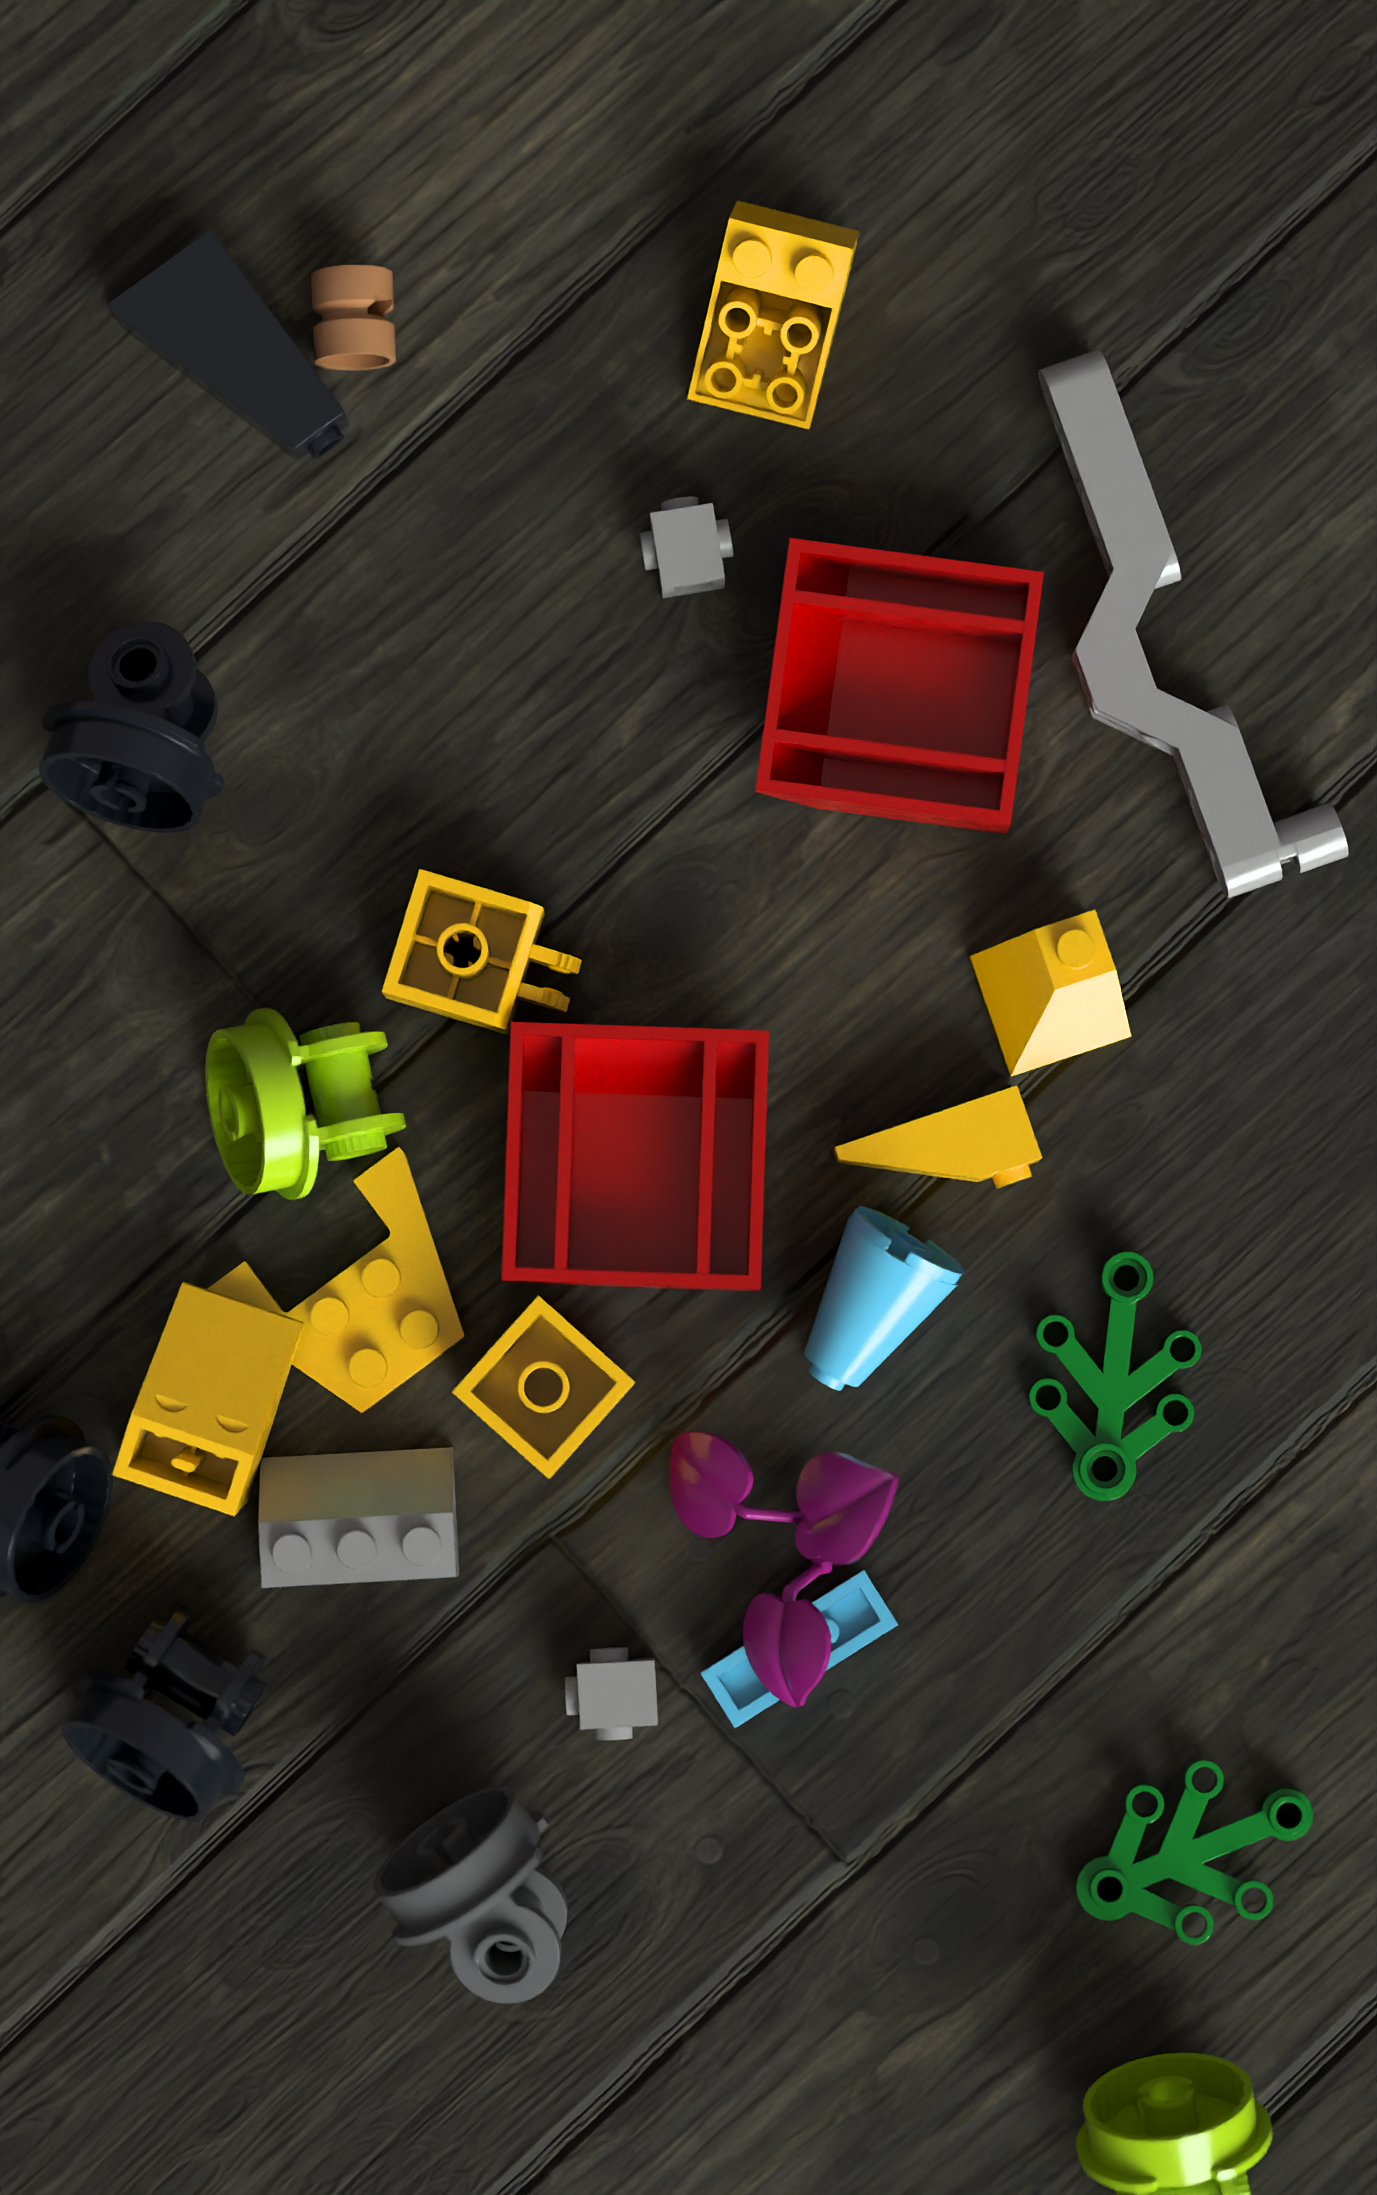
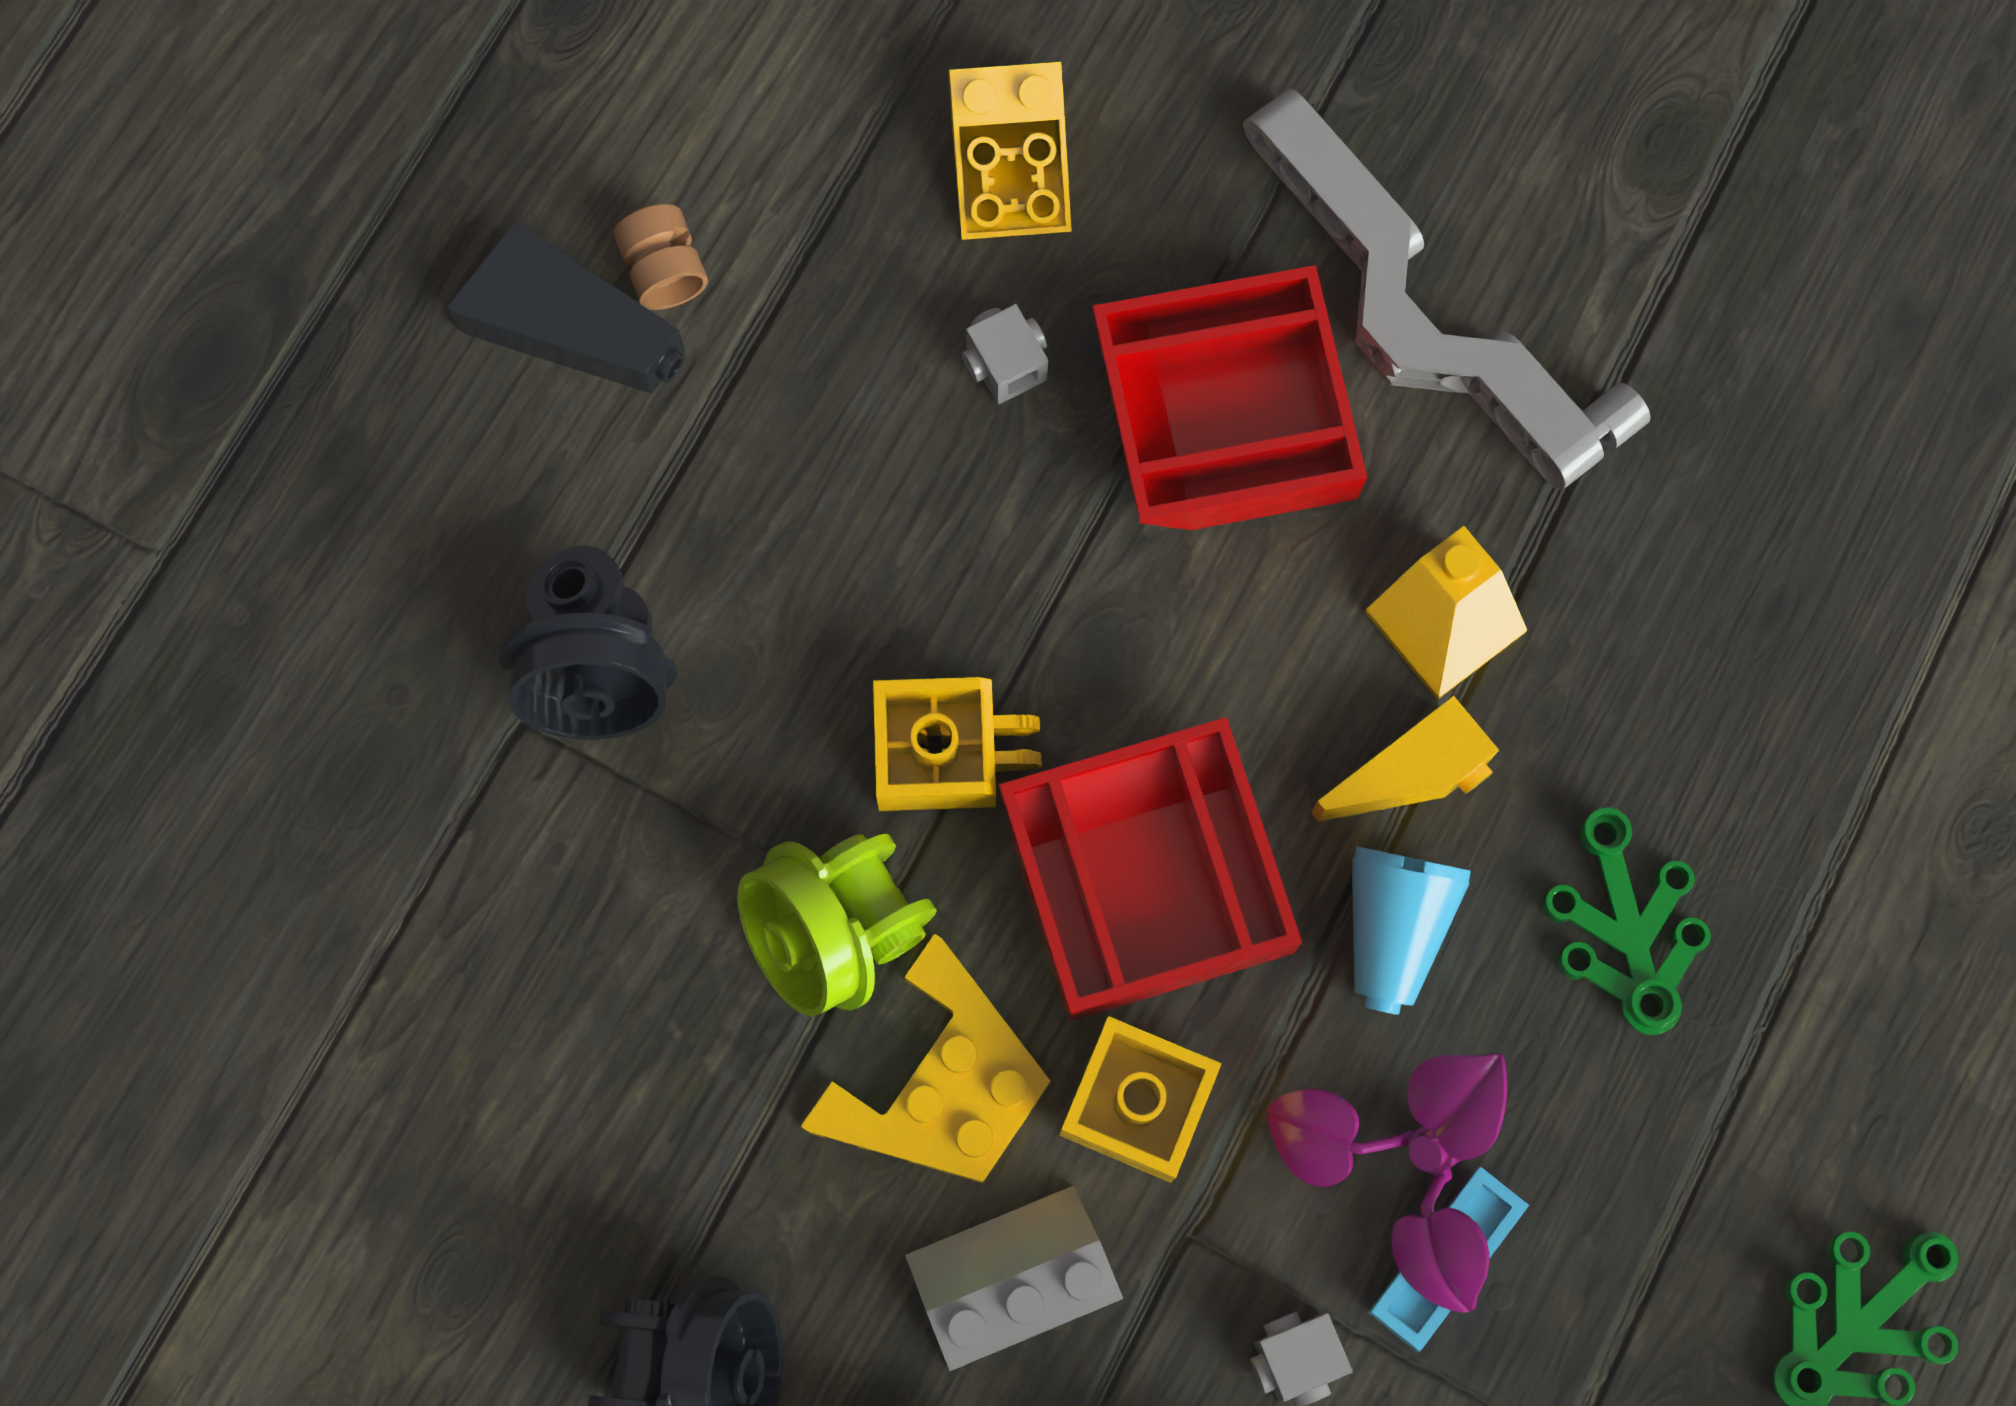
camera: 20 degrees left, 10 degrees down
(209, 1399) = (842, 1215): yellow slope -> none

